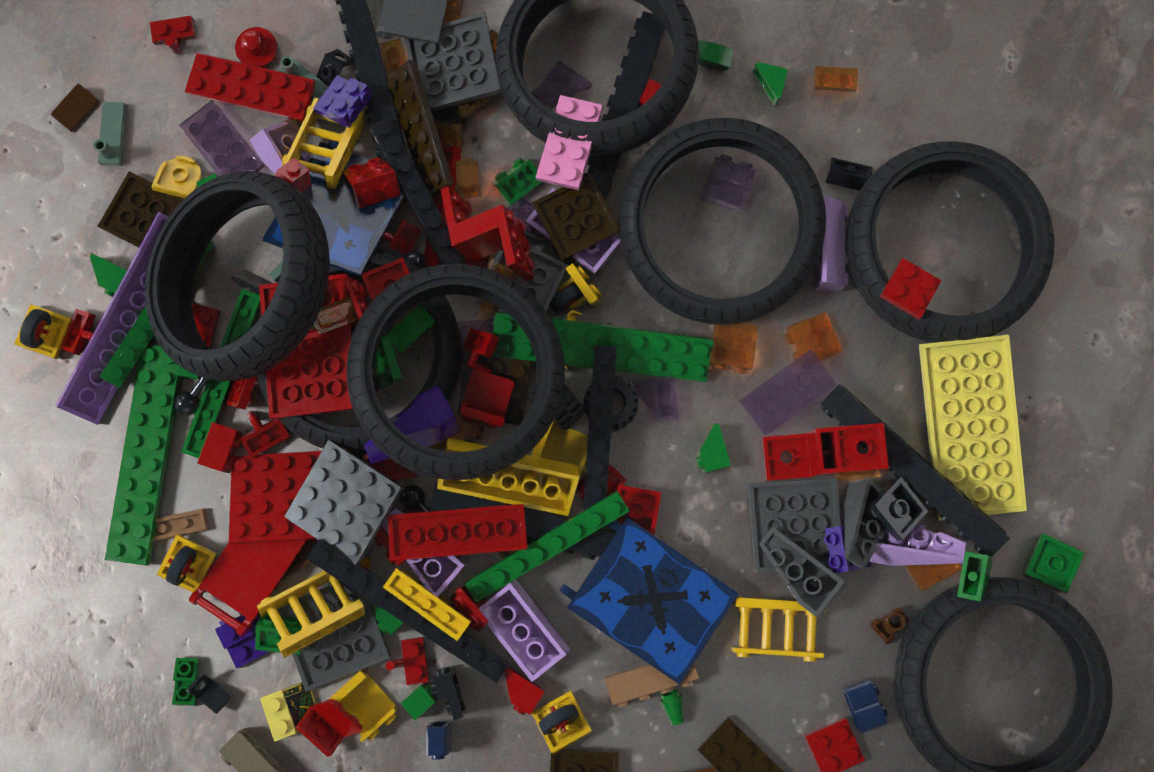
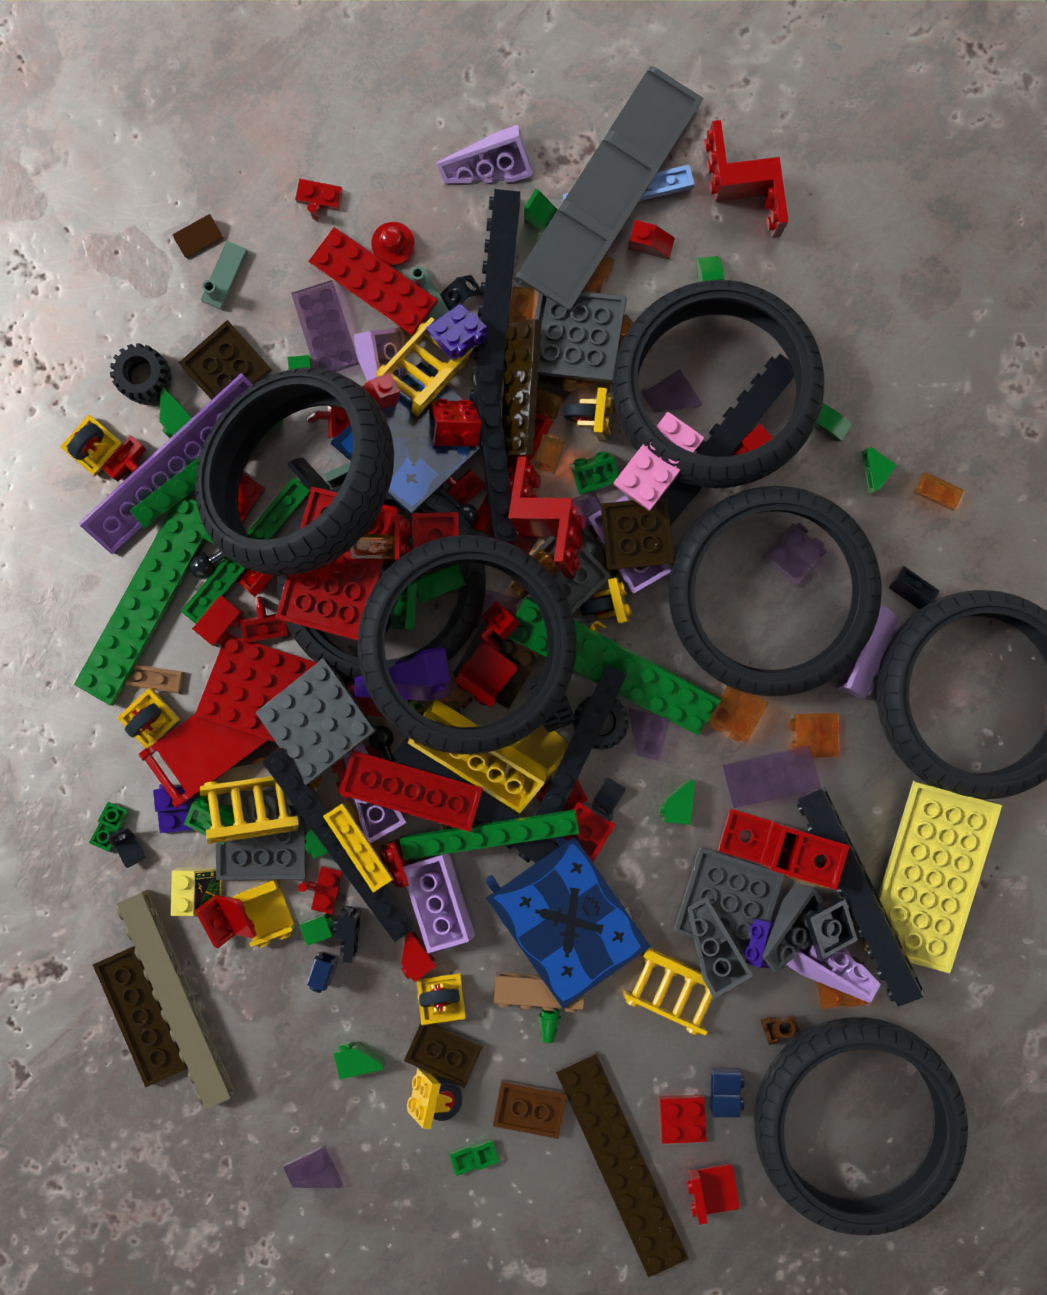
camera: 15 degrees right, 5 degrees up
(51, 240) = (132, 358): none -> black tyre
(177, 177) = (272, 344): yellow tile -> none
(260, 218) = (337, 420): none -> red plate
(495, 127) = (593, 414): none -> yellow plate
(645, 471) = (607, 798): none -> black bracket
(910, 288) = (927, 728): red plate -> none
(974, 576) = (876, 1018): green slope -> none
(1054, 563) = (955, 1031): green plate -> none

